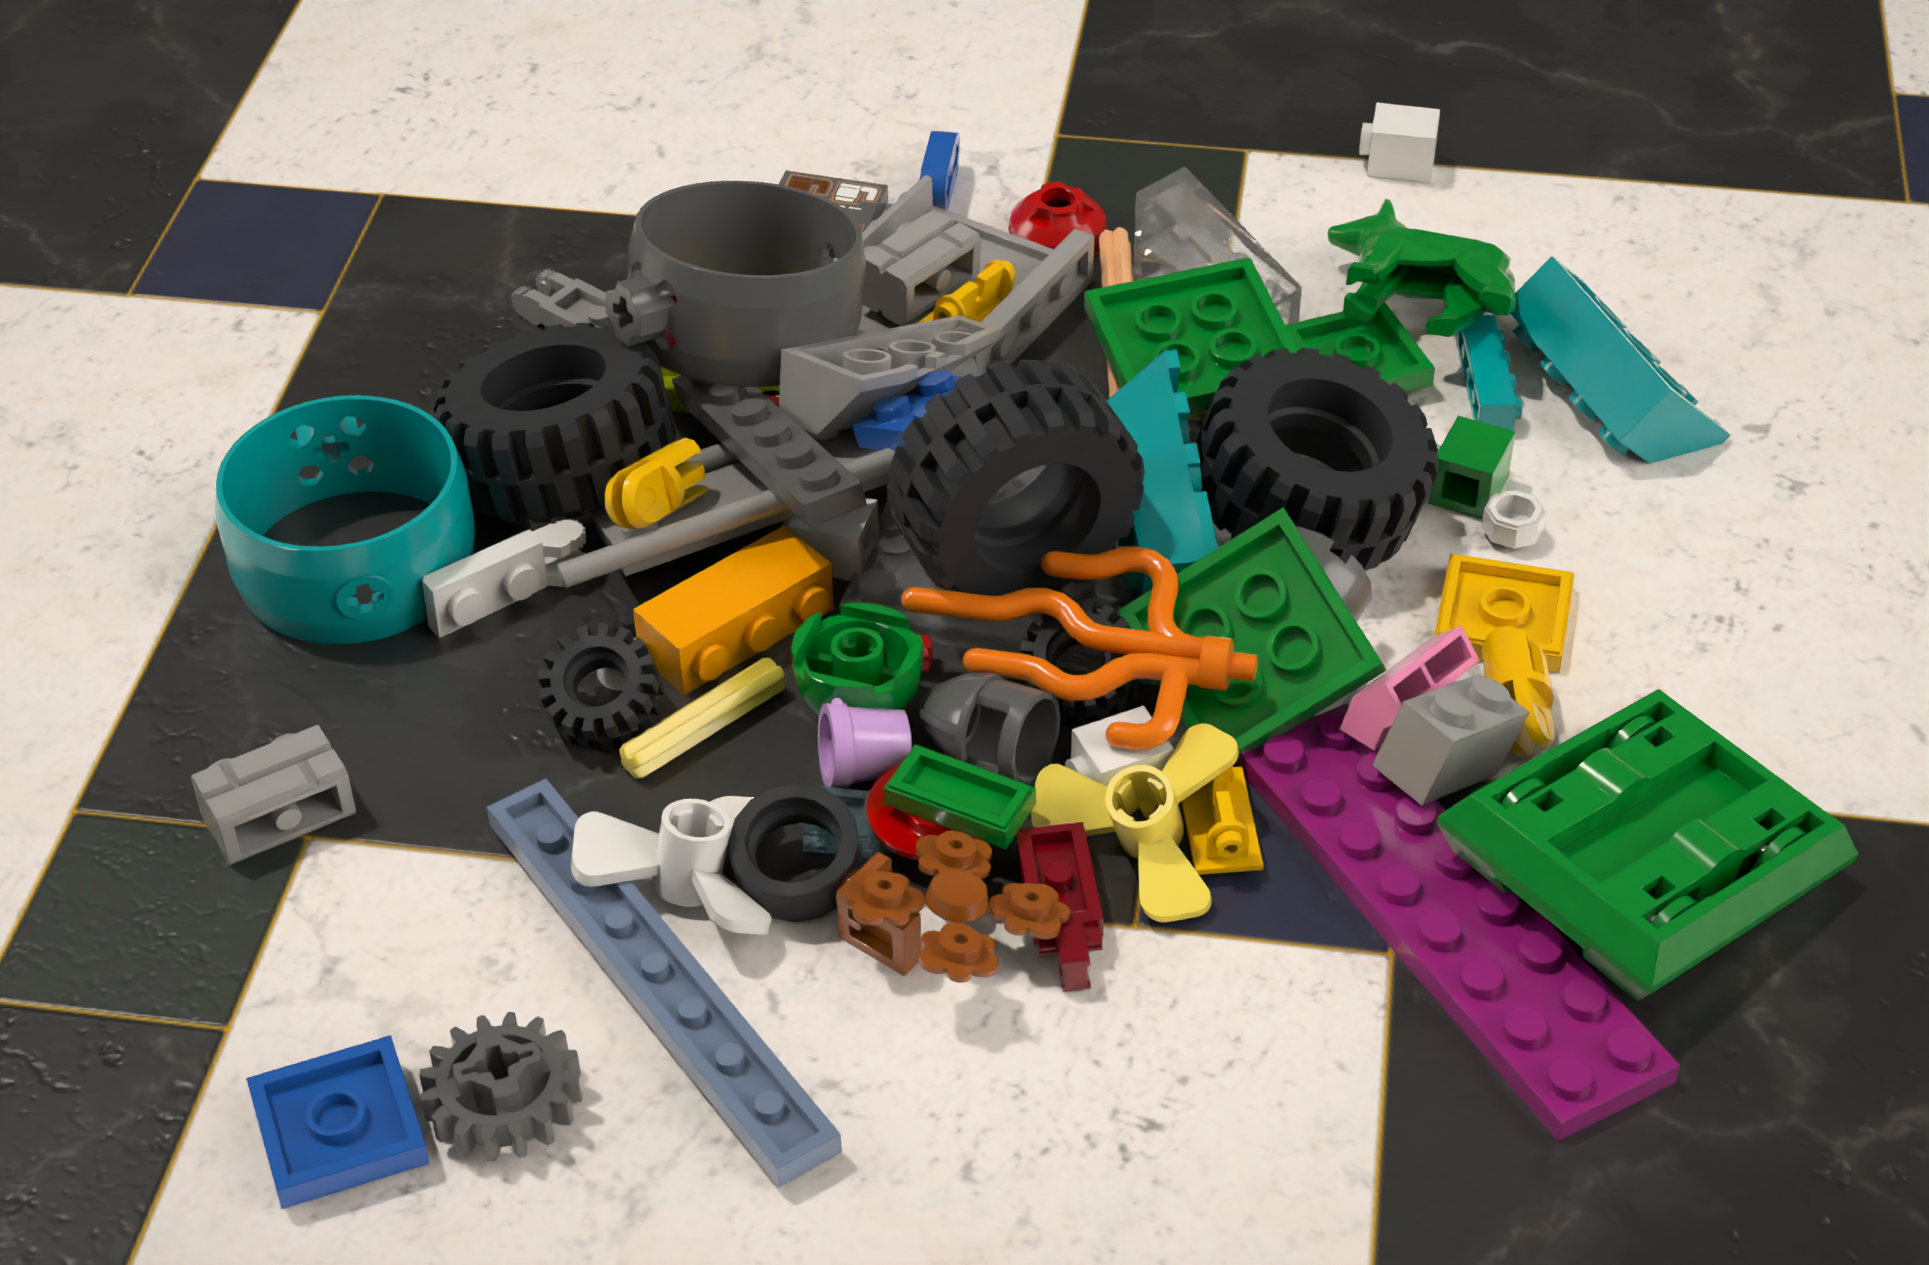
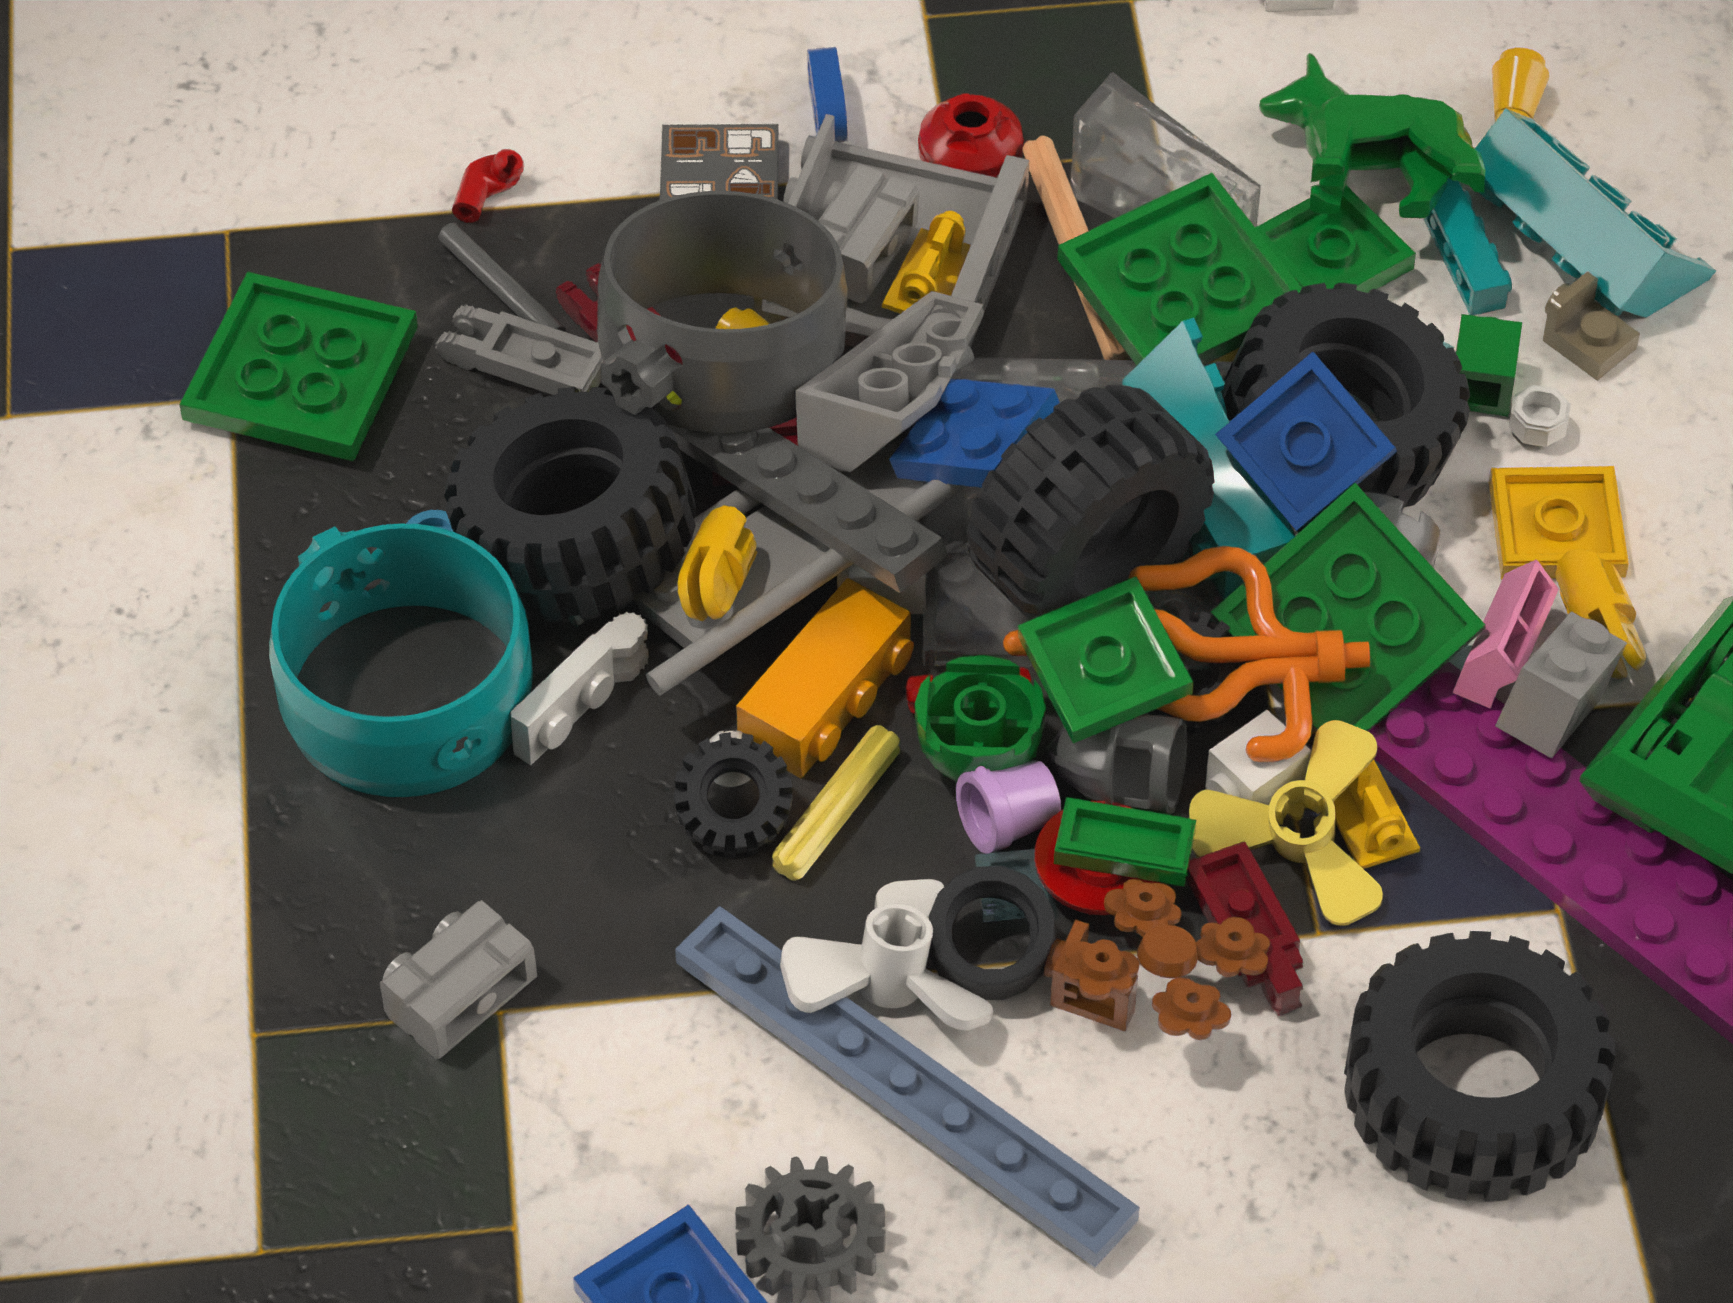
camera: 15 degrees left, 10 degrees up
(385, 293) = (299, 366): none -> green plate
(585, 252) = (495, 277): none -> dark grey bar
(615, 187) = (485, 179): none -> red arm
(985, 620) = (1105, 659): none -> green plate
(1231, 1143) = (1494, 993): none -> black tyre
(1246, 463) = (1306, 441): none -> blue plate
(1582, 458) = (1585, 329): none -> dark tan bracket
(1585, 251) = (1519, 81): none -> yellow cone

